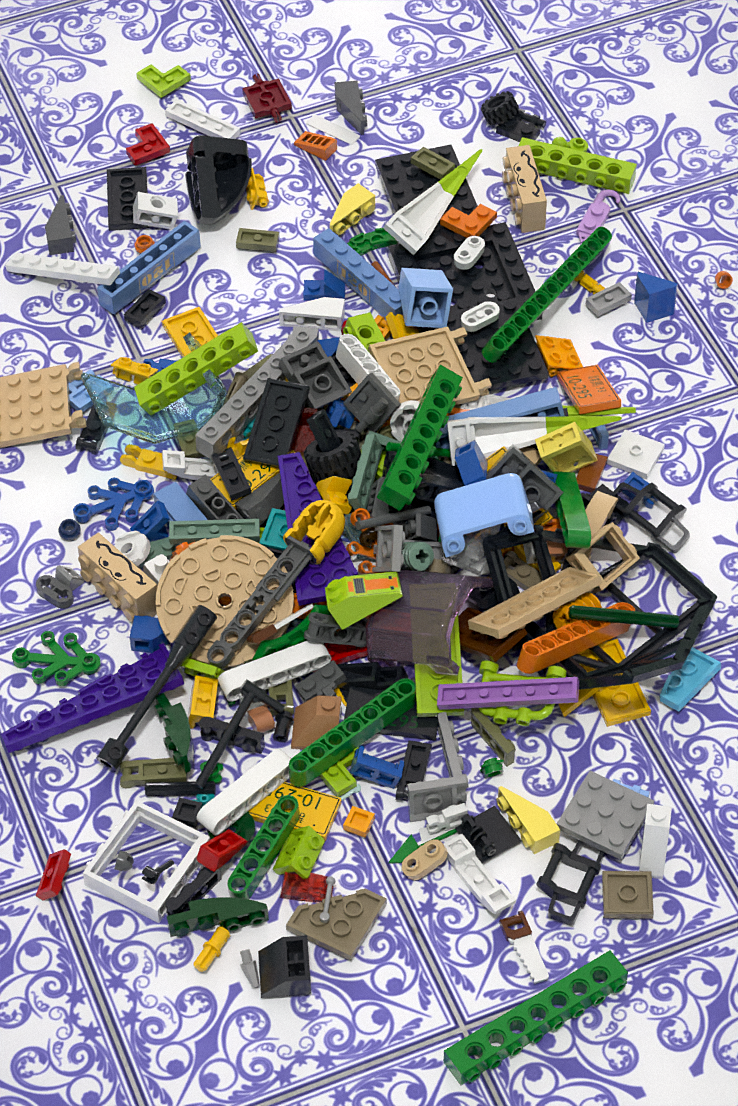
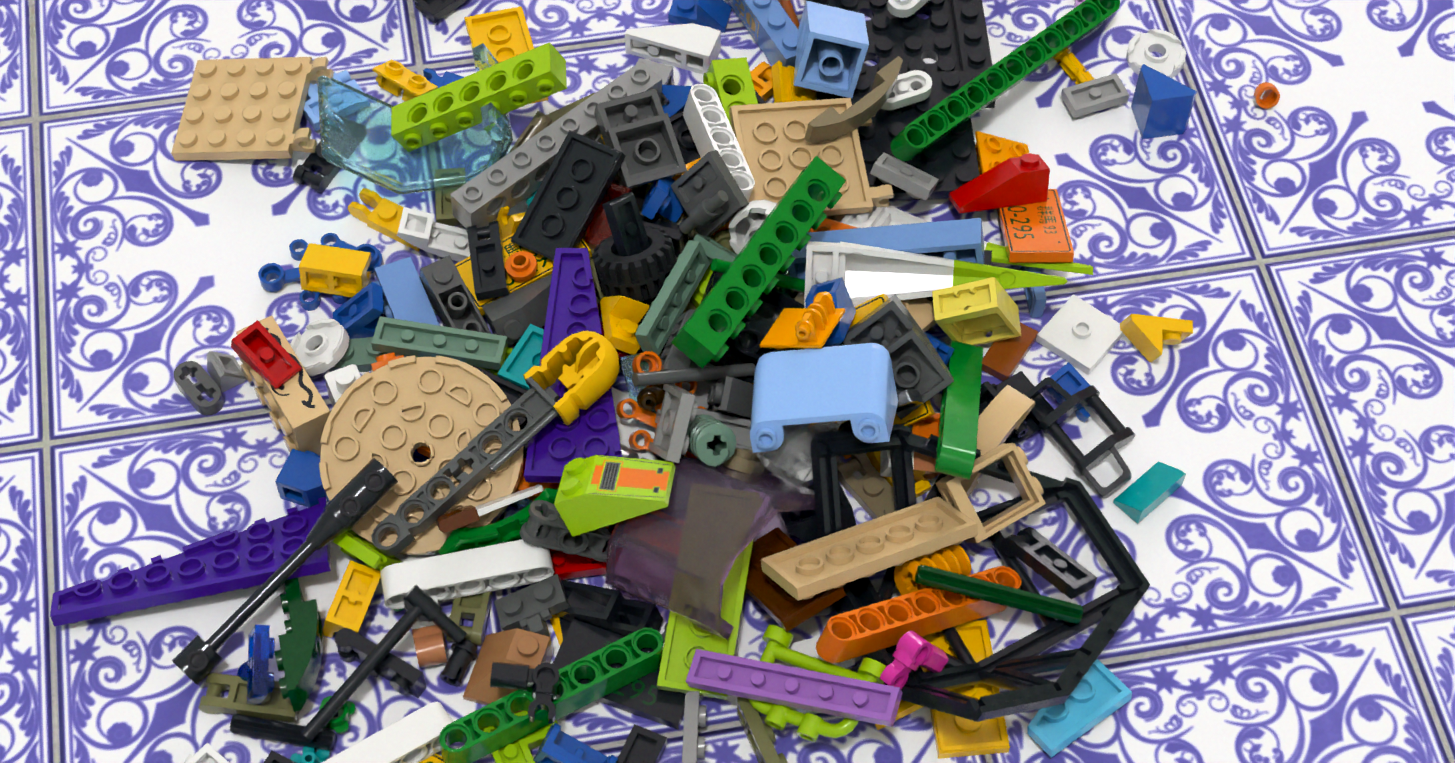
camera: 10 degrees right, 5 degrees up
(58, 660) = (170, 495): green plant -> none
(65, 527) = (244, 292): dark blue plate -> none
(103, 557) = (265, 355): none -> red slope
(126, 500) = (334, 270): none -> yellow hinge
(156, 751) = (256, 669): none -> clear blue plate
(255, 473) = (523, 272): none -> orange plate
(345, 719) = (543, 681): none -> black bar
(440, 344) = (833, 125): none -> dark tan slope
(461, 473) = (804, 326): none -> light orange hinge
(503, 374) = (904, 176): none -> light grey plate
(564, 366) = (1006, 185): none -> red slope
(579, 658) = (909, 654): none -> dark pink bar
(642, 256) = (1156, 41): none -> white tile
(650, 594) = (1049, 562): none -> black plate
(682, 443) = (1151, 332): none -> yellow slope
(703, 542) = (1149, 491): none -> teal slope

